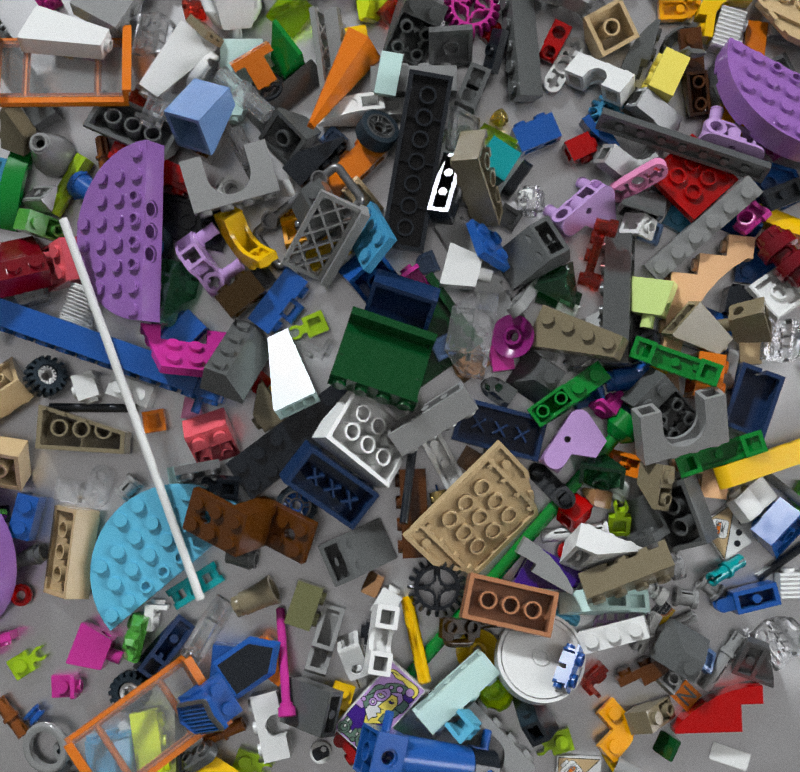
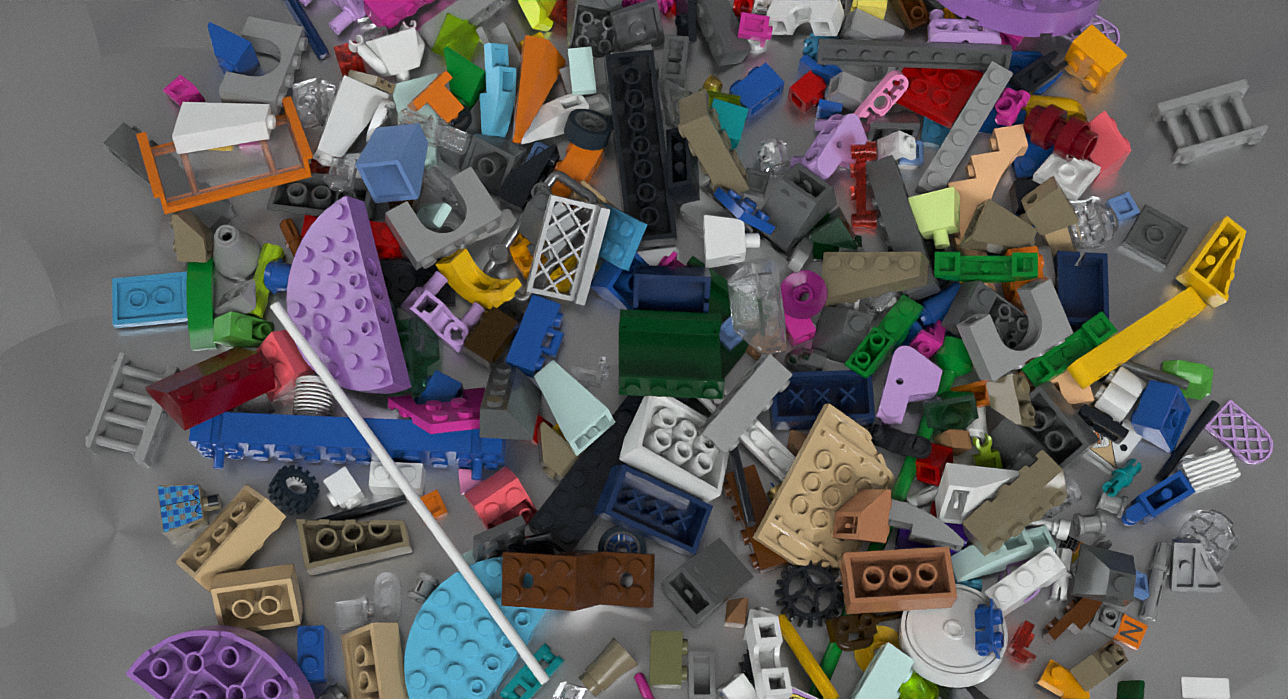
camera: 20 degrees left, 15 degrees down
(222, 170) = (433, 214): none -> light aqua tile
(246, 561) = (578, 629): dark grey cone -> none
(312, 73) = (499, 100): none -> medium azure slope
(312, 325) = (578, 351): lime plate -> none
(427, 263) = (684, 250): medium blue tile -> none
(498, 545) = (864, 517): none -> nougat slope
(517, 178) = (751, 139): black beam -> none
(552, 77) = (755, 28): none -> dark pink bracket
(592, 171) = (828, 108): none -> blue tile
(718, 710) = (1173, 635): red slope -> none
(726, 520) = (1103, 424): none -> black plate

